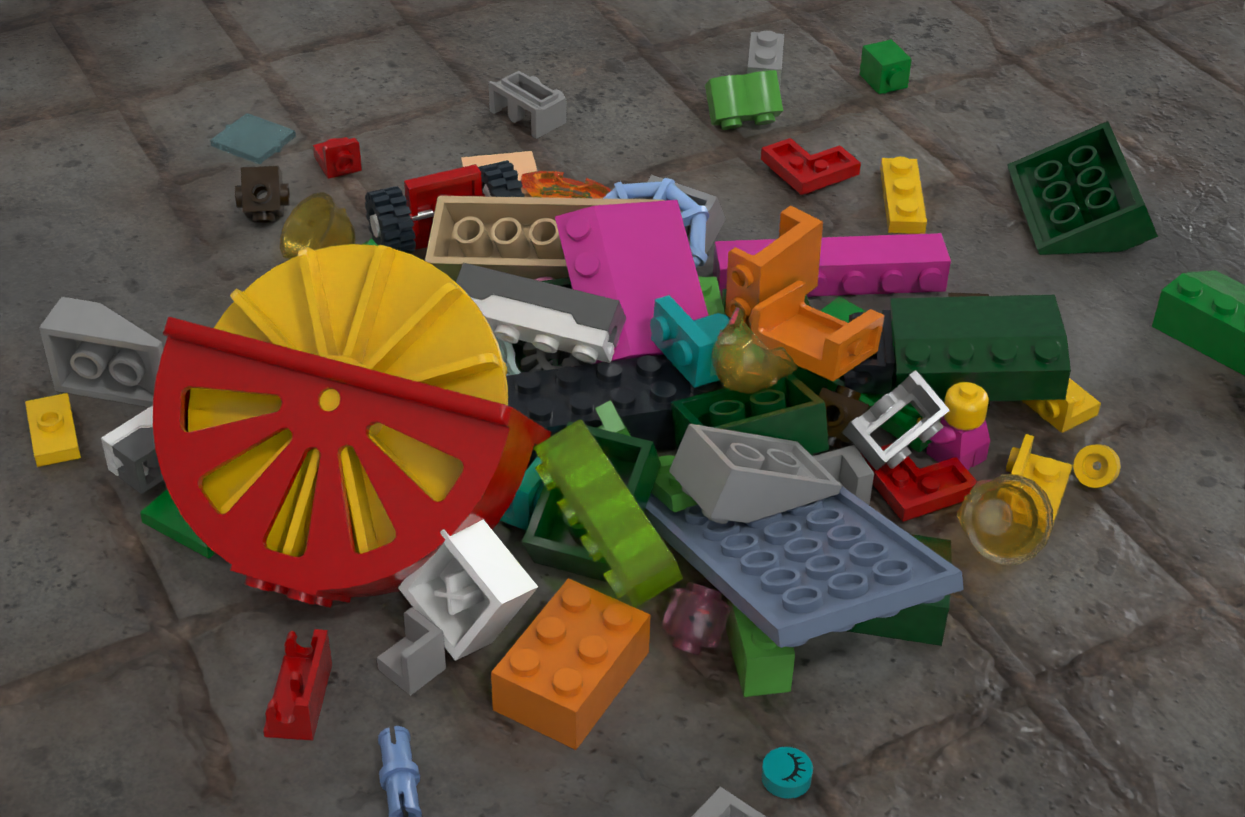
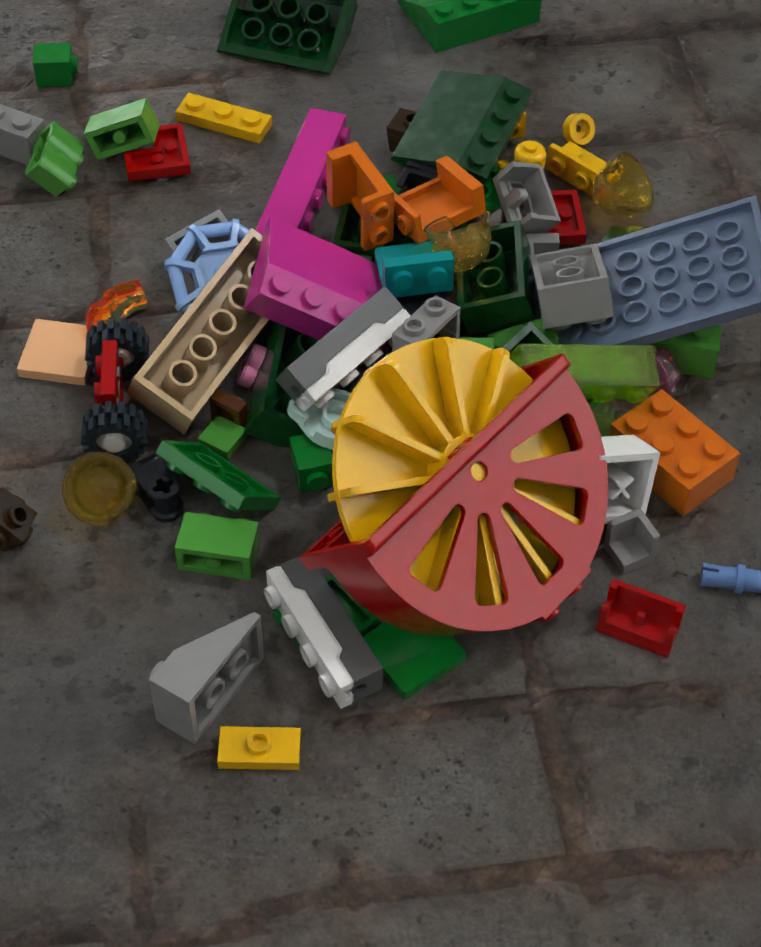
camera: 70 degrees left, 10 degrees up
(589, 359) = (432, 318): none -> light grey window
(812, 122) = (122, 129): none -> bright green brick

